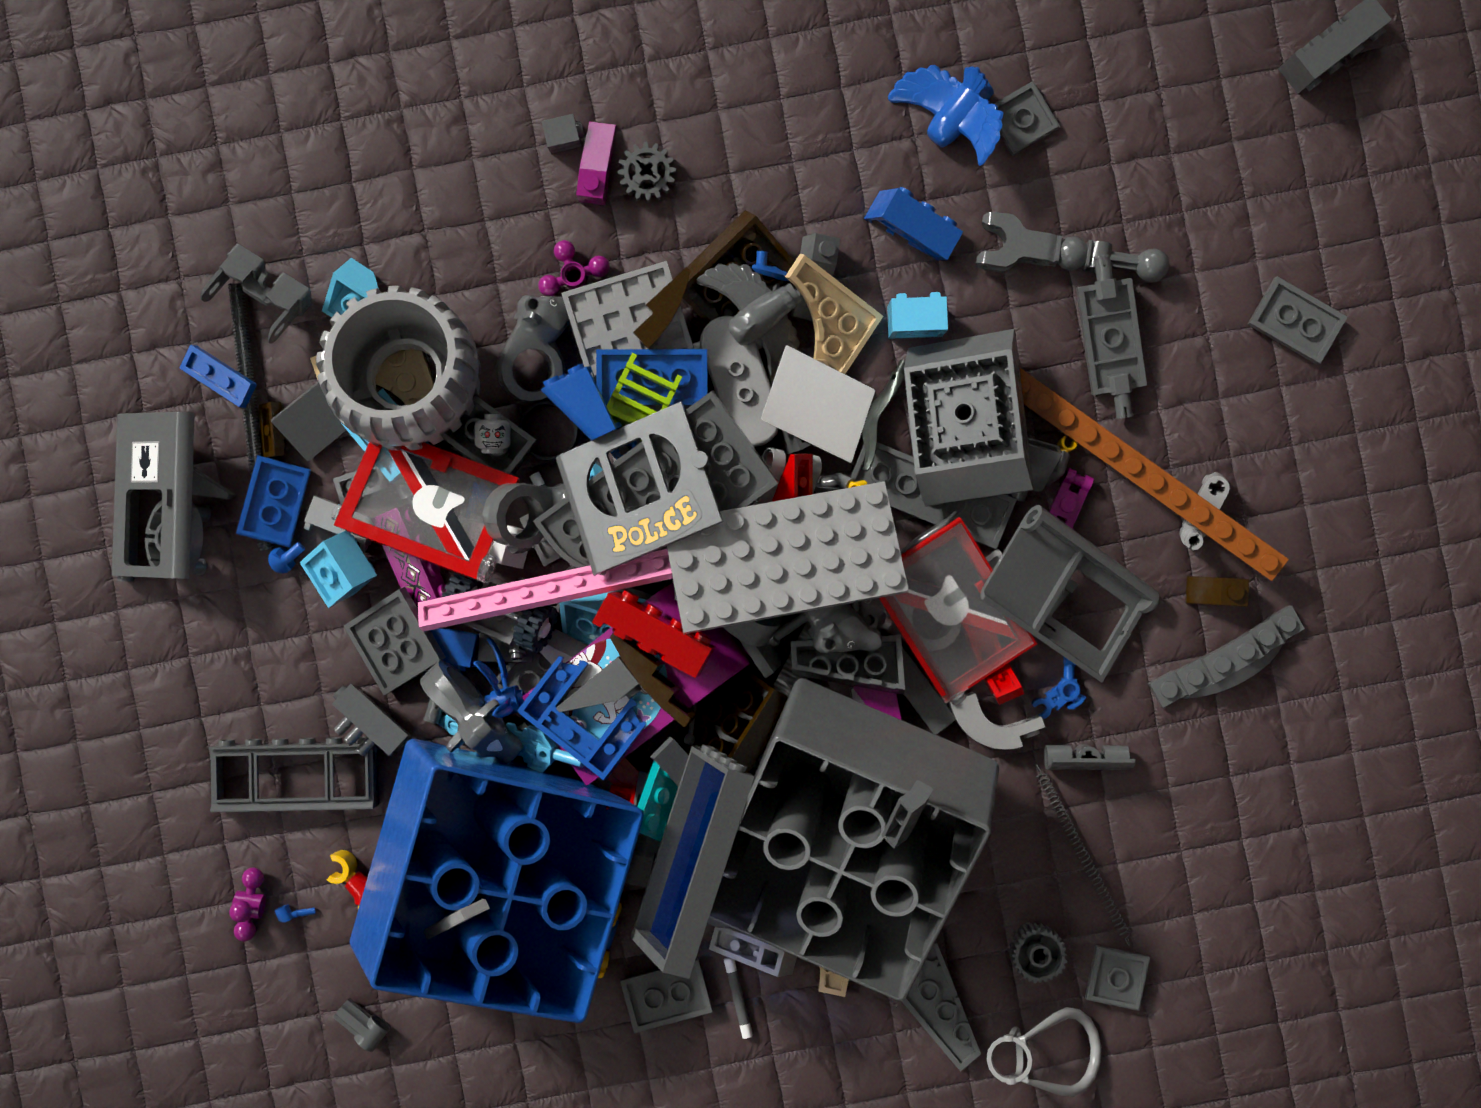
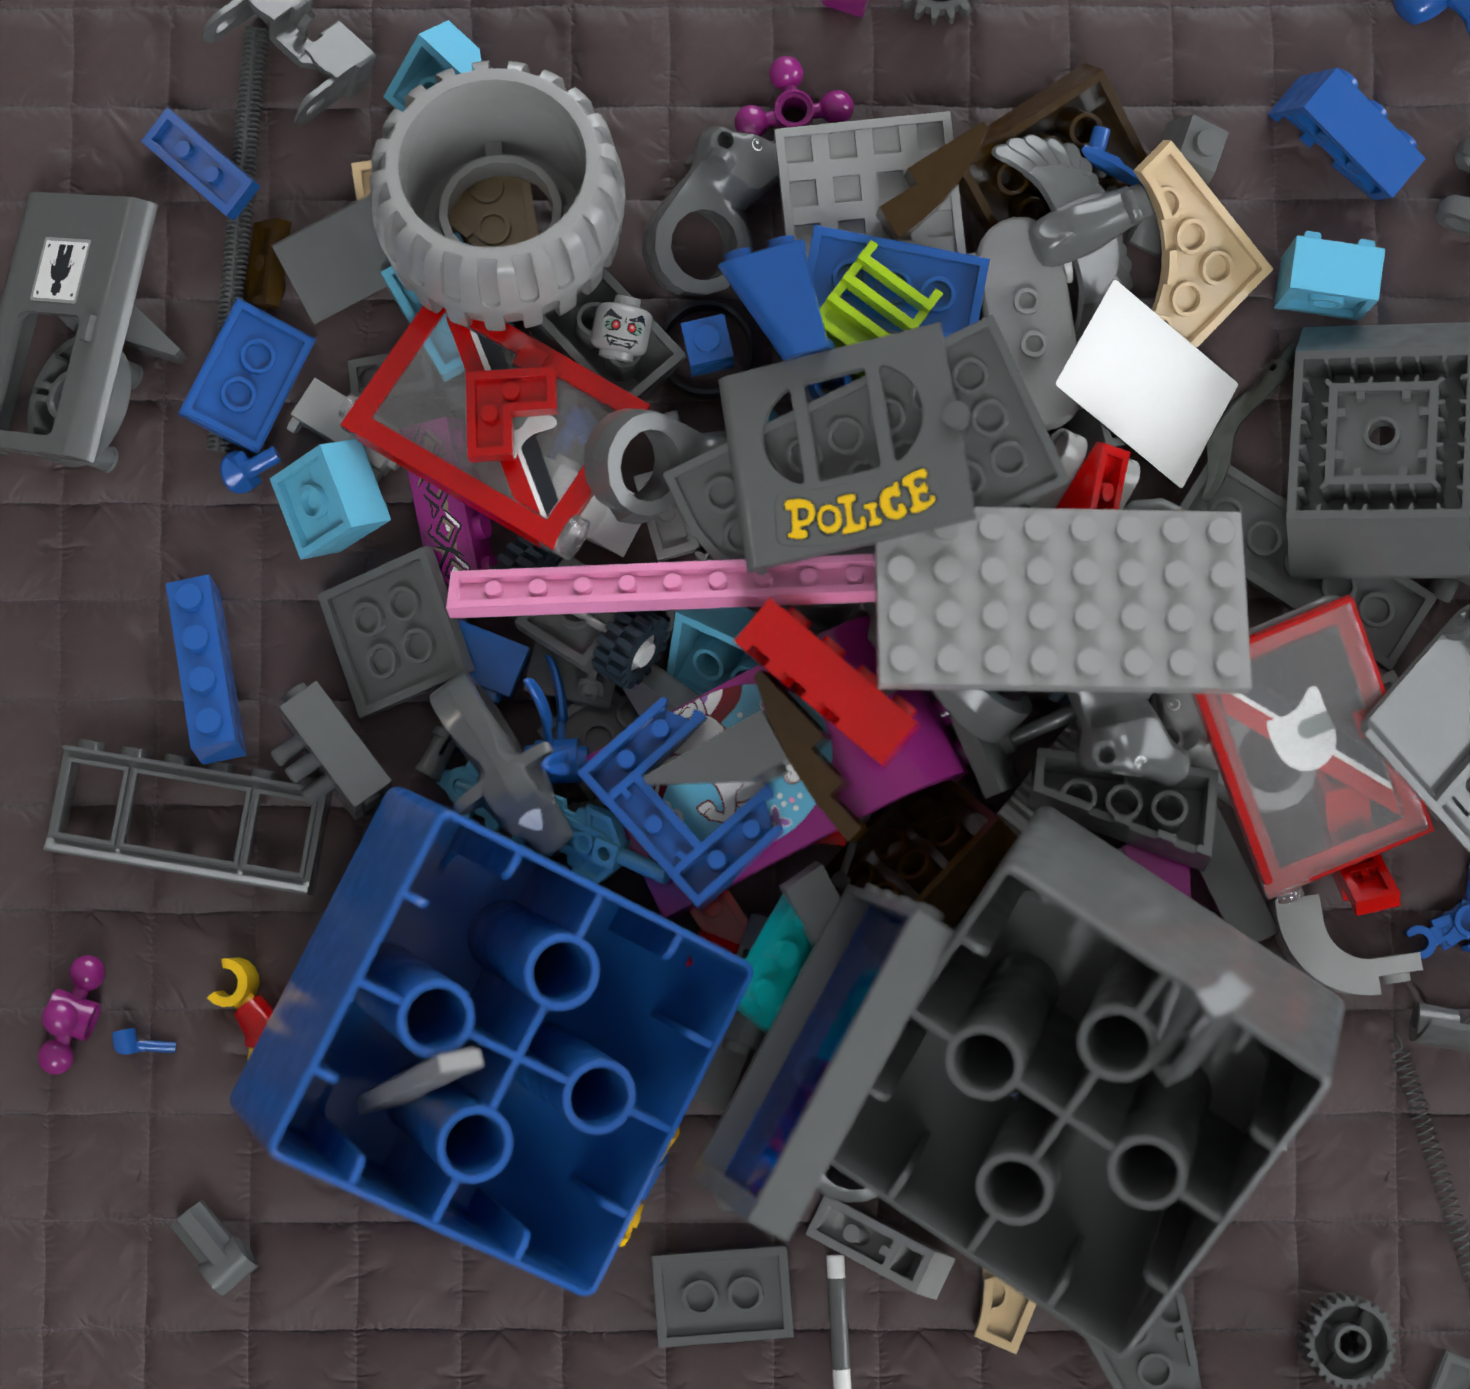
camera: 15 degrees right, 5 degrees down
(284, 685) = (205, 669): none -> blue brick
(424, 493) = (498, 398): none -> red plate
(547, 431) = (707, 345): none -> blue brick

